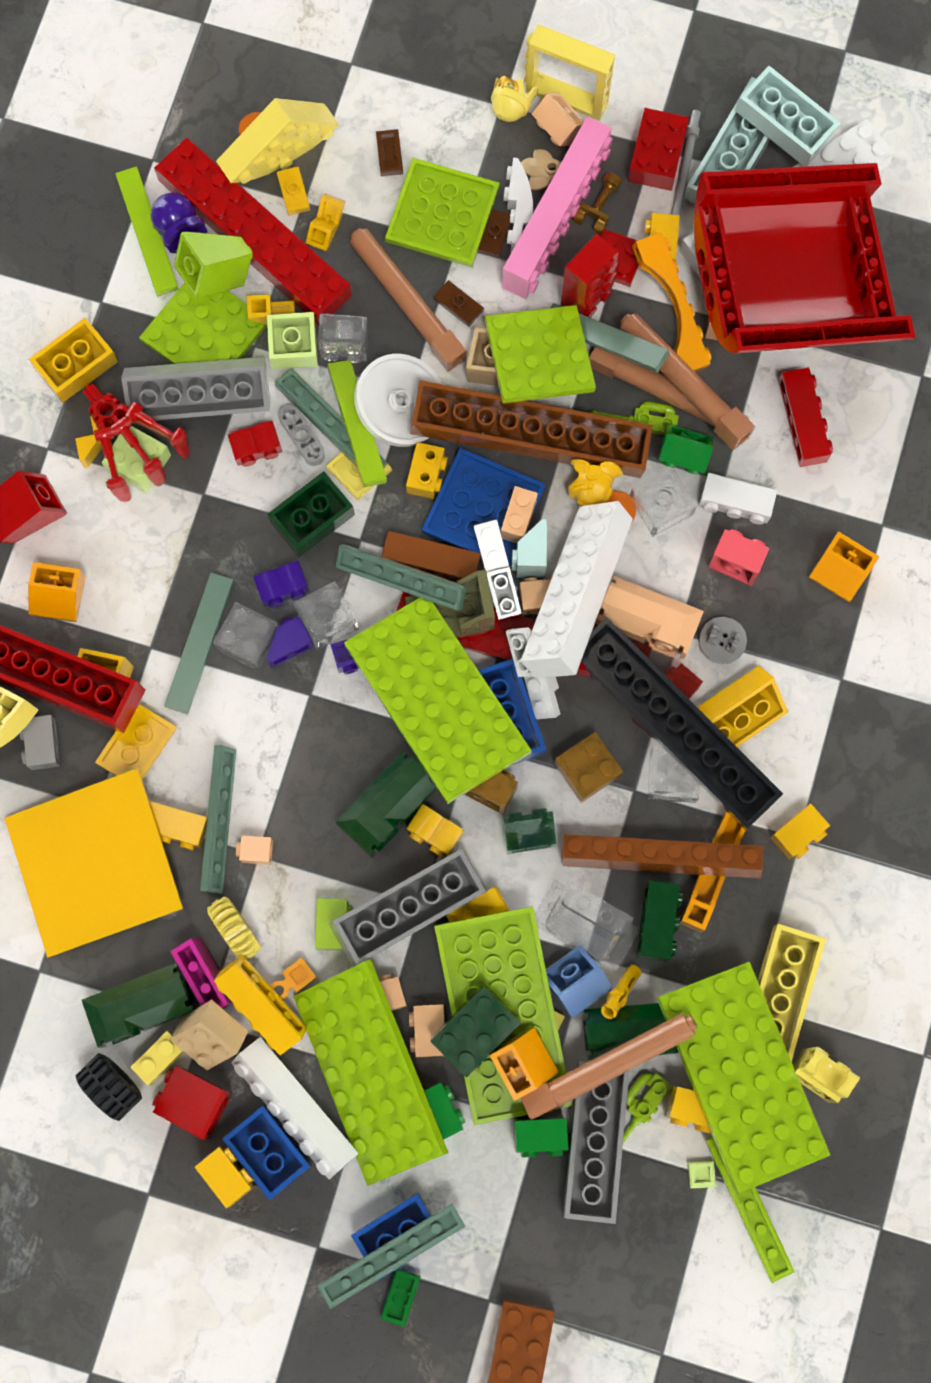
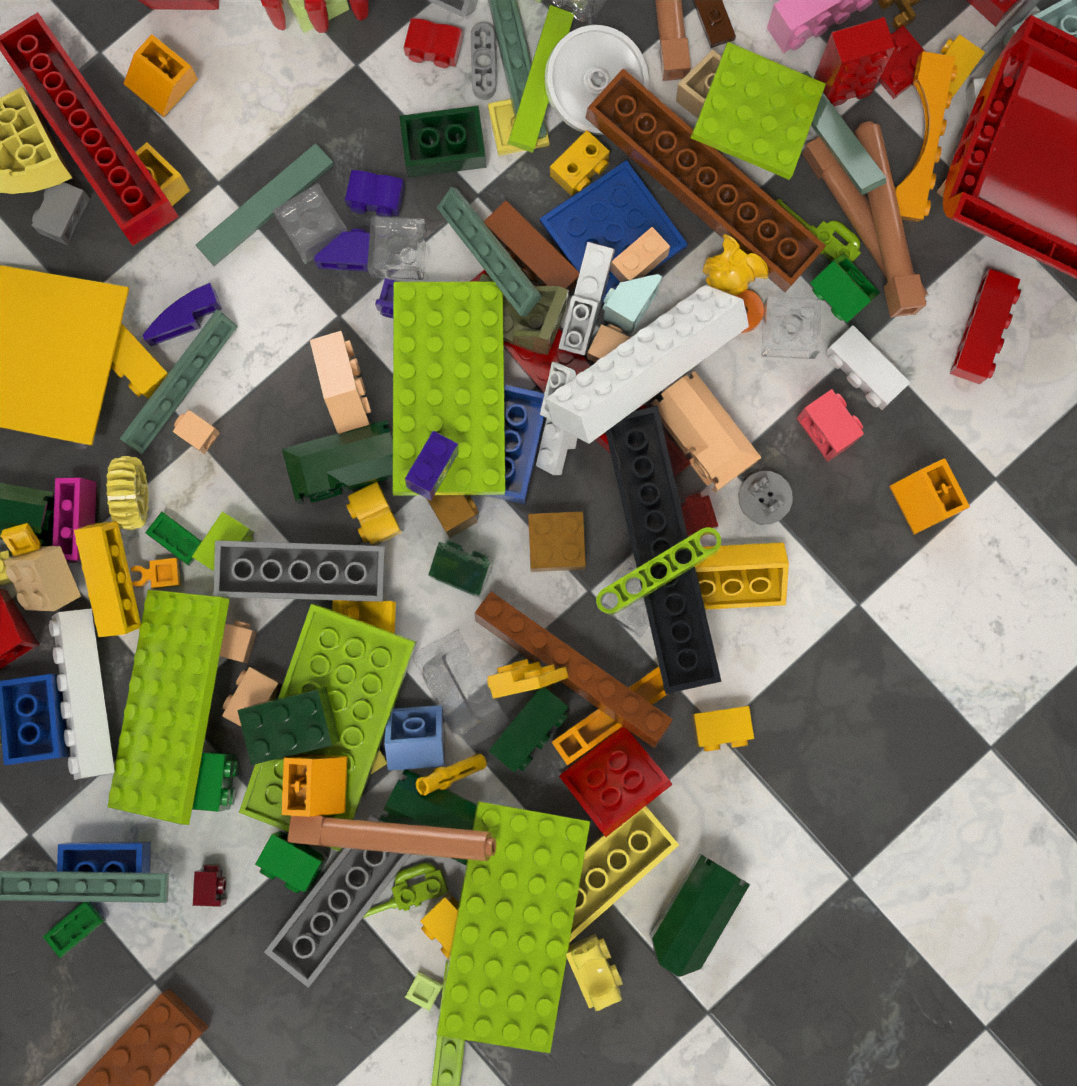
camera: 35 degrees right, 5 degrees up
(138, 745) = (148, 265): yellow plate -> none
(175, 1014) = (20, 539): none -> yellow tile
(189, 765) = (183, 315): none -> dark purple slope
(290, 943) = (174, 538): none -> green plate
(350, 742) = (340, 382): none -> light nougat brick
(466, 762) = (431, 465): none -> dark purple brick
(487, 1196) = (209, 886): none -> dark red brick
(632, 882) = (523, 677): none -> yellow plate
(692, 728) = (666, 558): none -> lime beam
(747, 920) = (615, 780): none -> red plate
(871, 986) = (696, 916): none -> dark green brick

